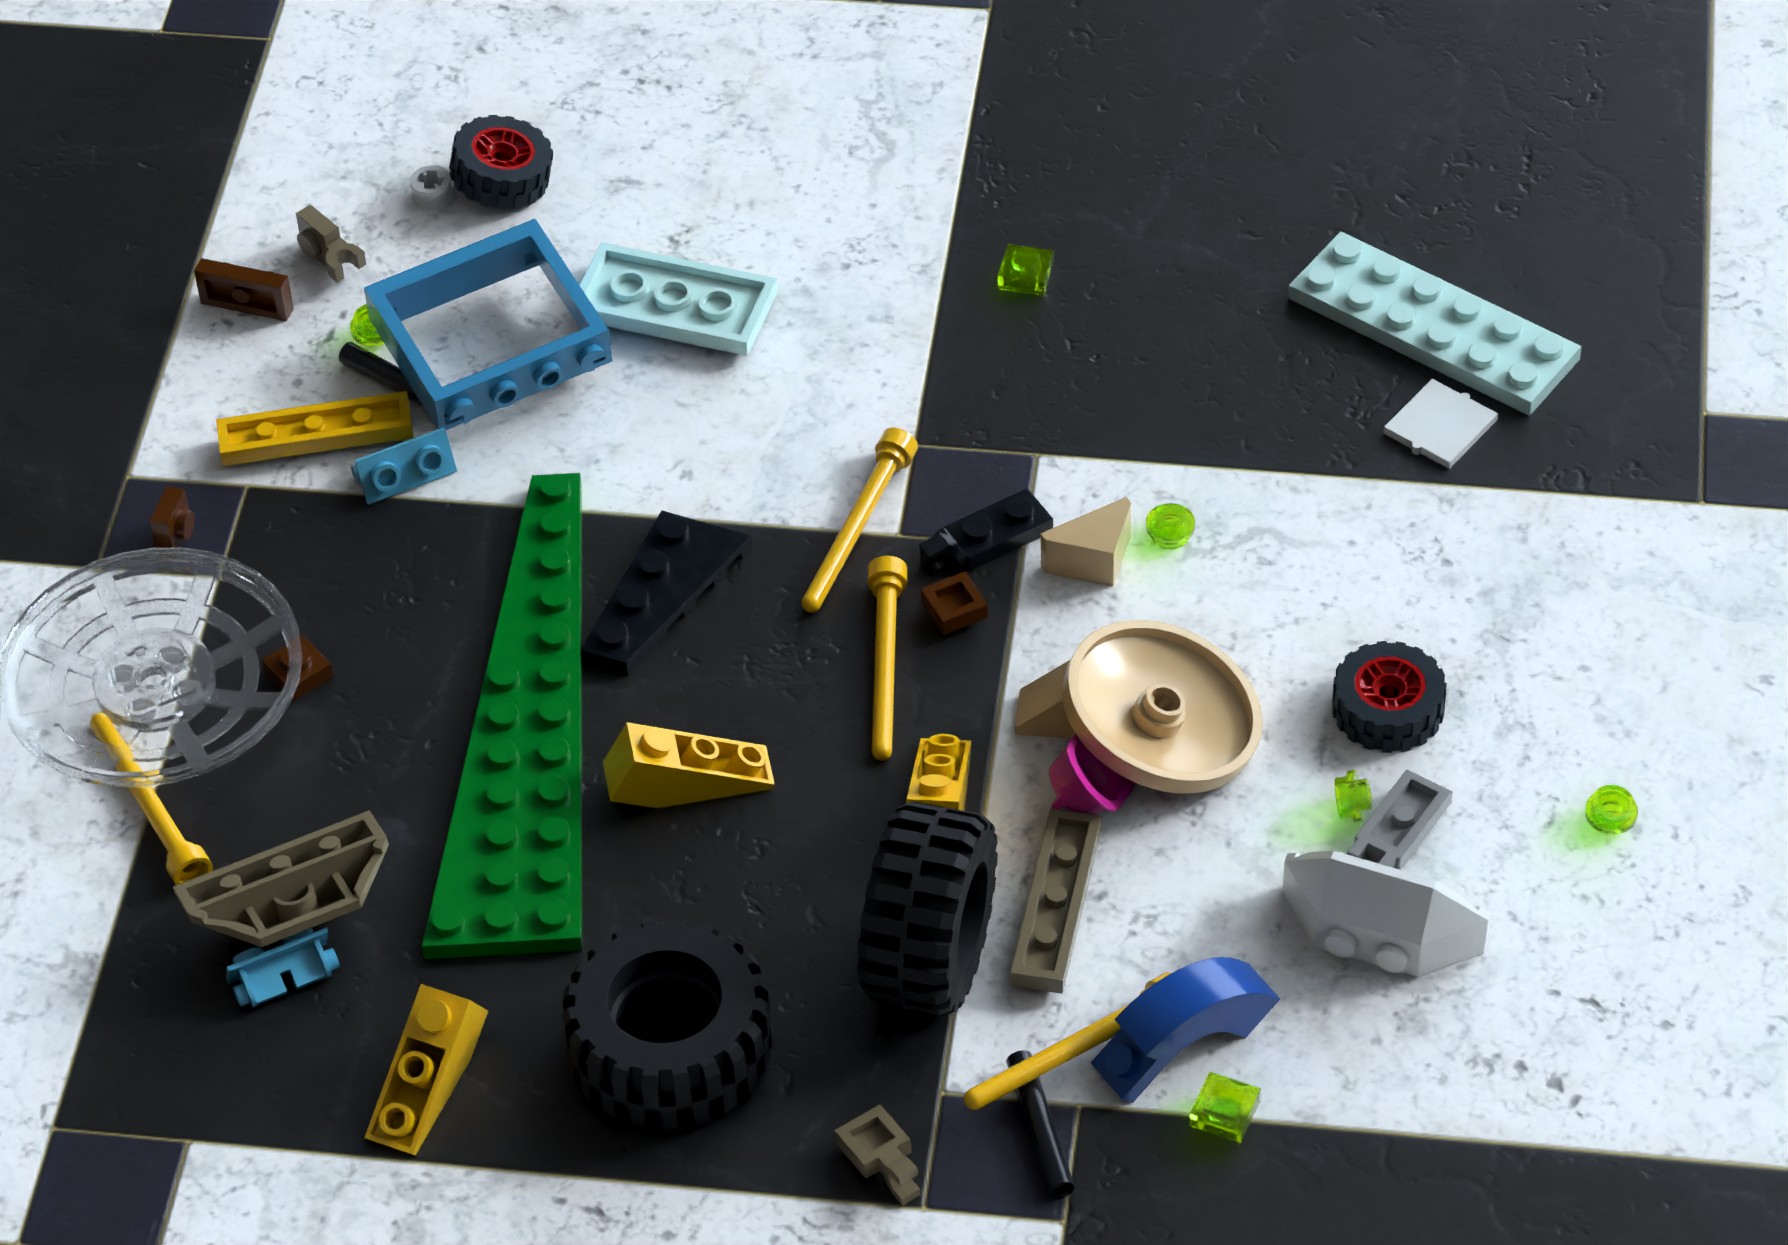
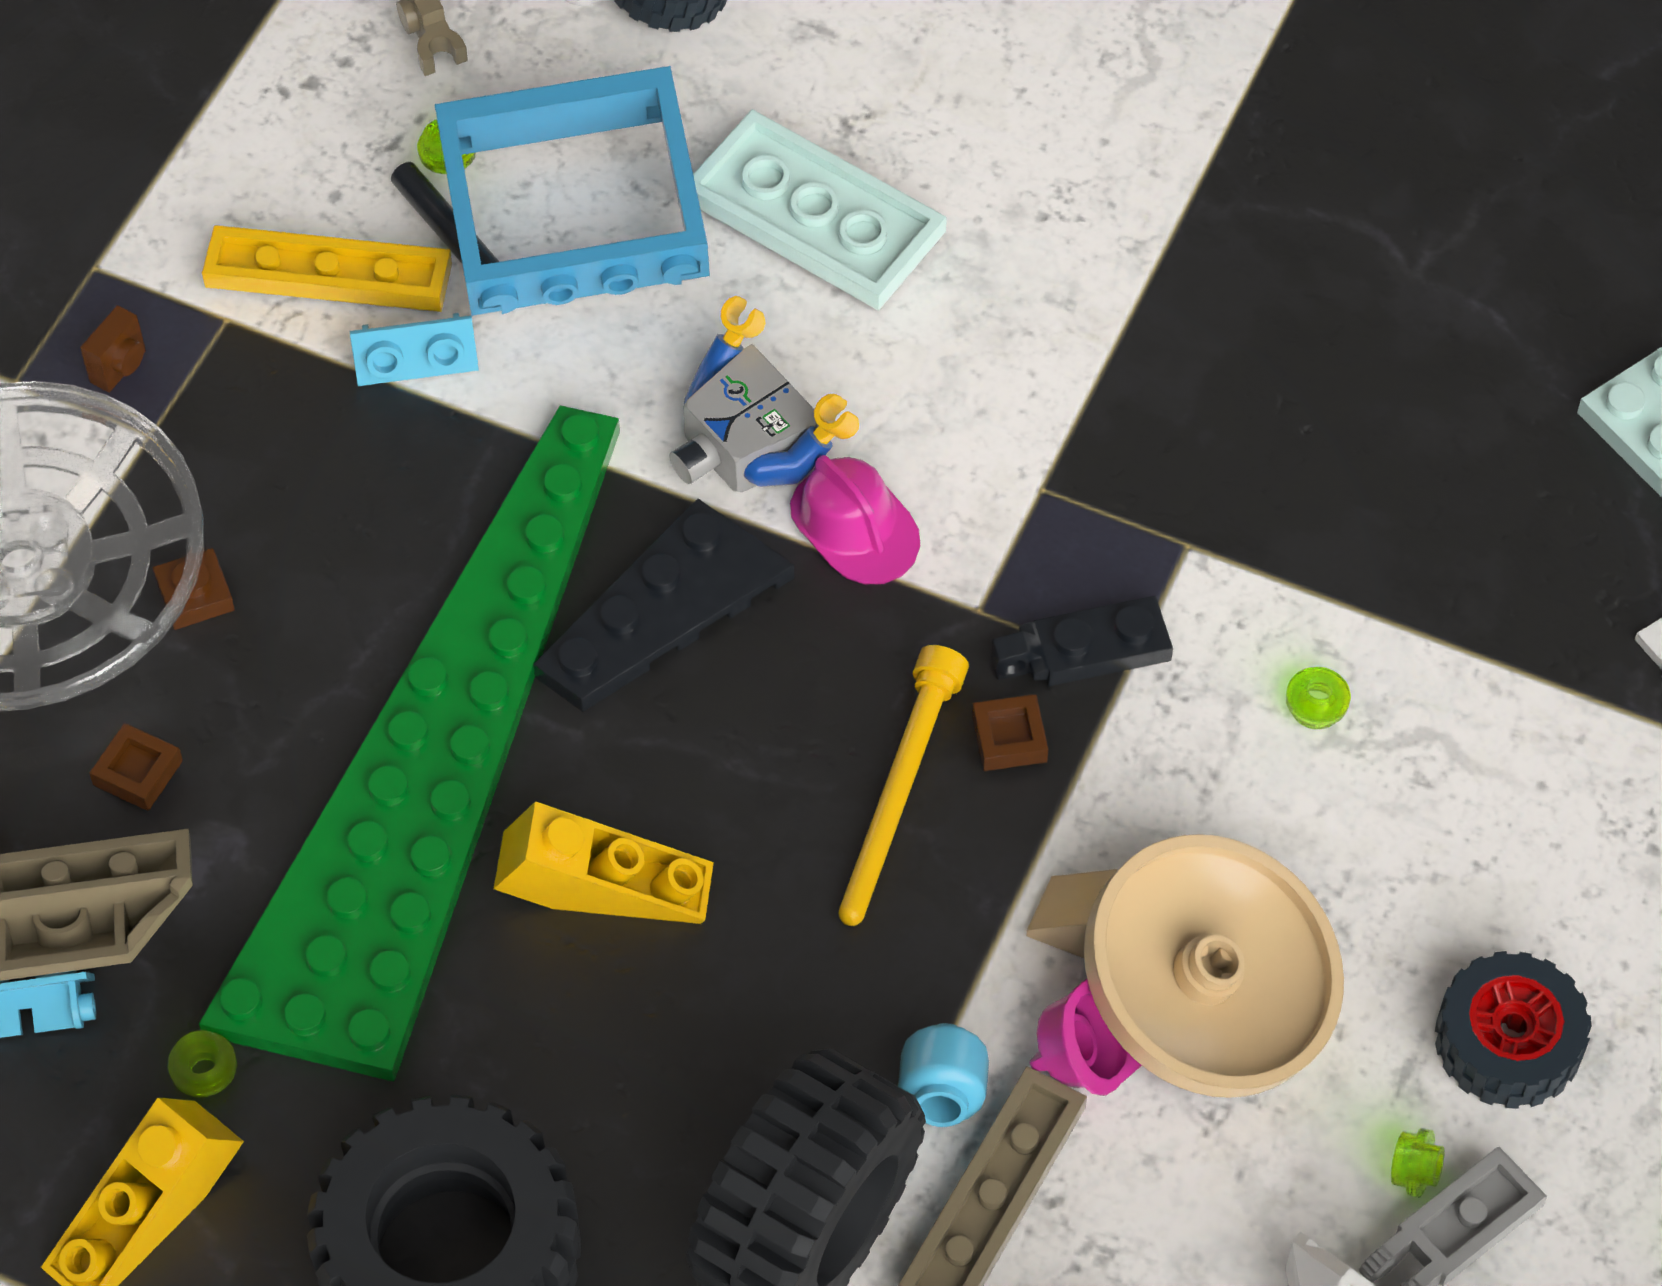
camera: 15 degrees right, 10 degrees up
(244, 289) = (310, 57): reddish brown plate -> none
(303, 793) = (136, 766): none -> reddish brown plate
(434, 961) = (202, 1046): none -> clear neon green plate
(682, 447) = (750, 418): none -> torso
(783, 496) = (855, 521): none -> dark pink piece
(893, 453) = (1008, 498): yellow piece -> none
(941, 772) = (898, 993): yellow slope -> none
(1007, 820) = (945, 1073): none -> medium azure head
(1025, 269) = (1260, 284): clear neon green plate -> none
(1089, 545) = (1206, 700): tan slope -> none

